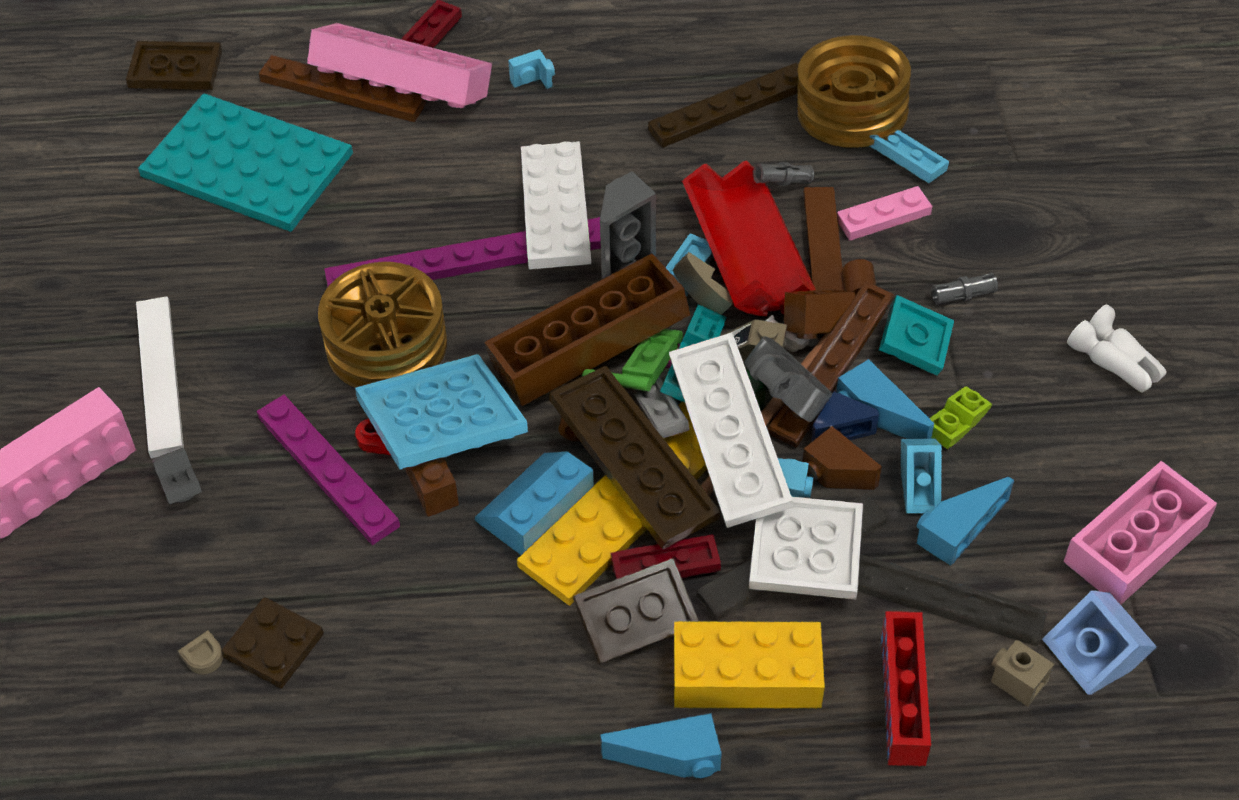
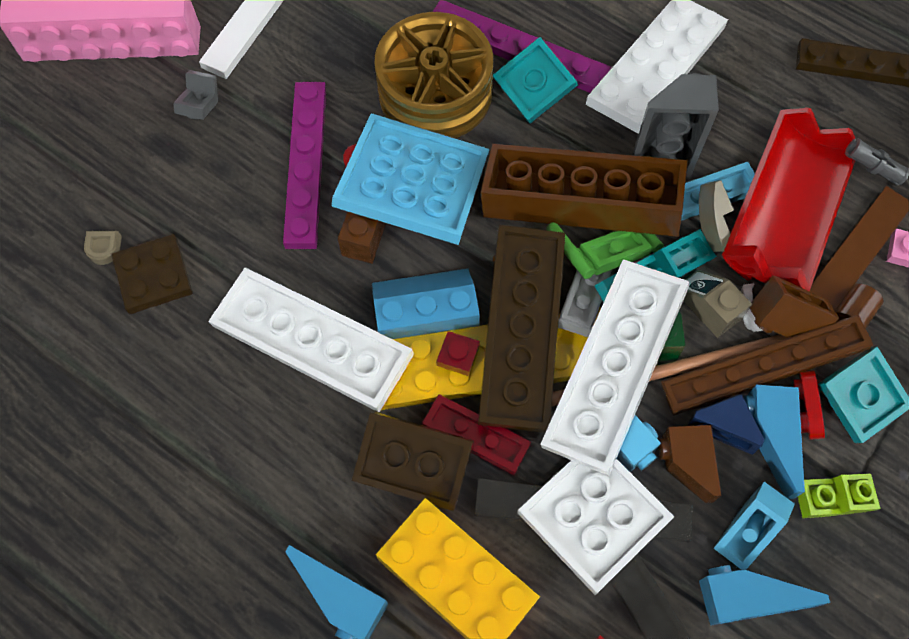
camera: 40 degrees right, 15 degrees up
(467, 585) = (312, 339): none -> white plate
(470, 278) = (535, 80): none -> teal plate
(599, 511) = (458, 353): none -> dark red plate
(787, 379) = (706, 354): dark grey piece -> none
(888, 366) = (812, 417): none -> red plate

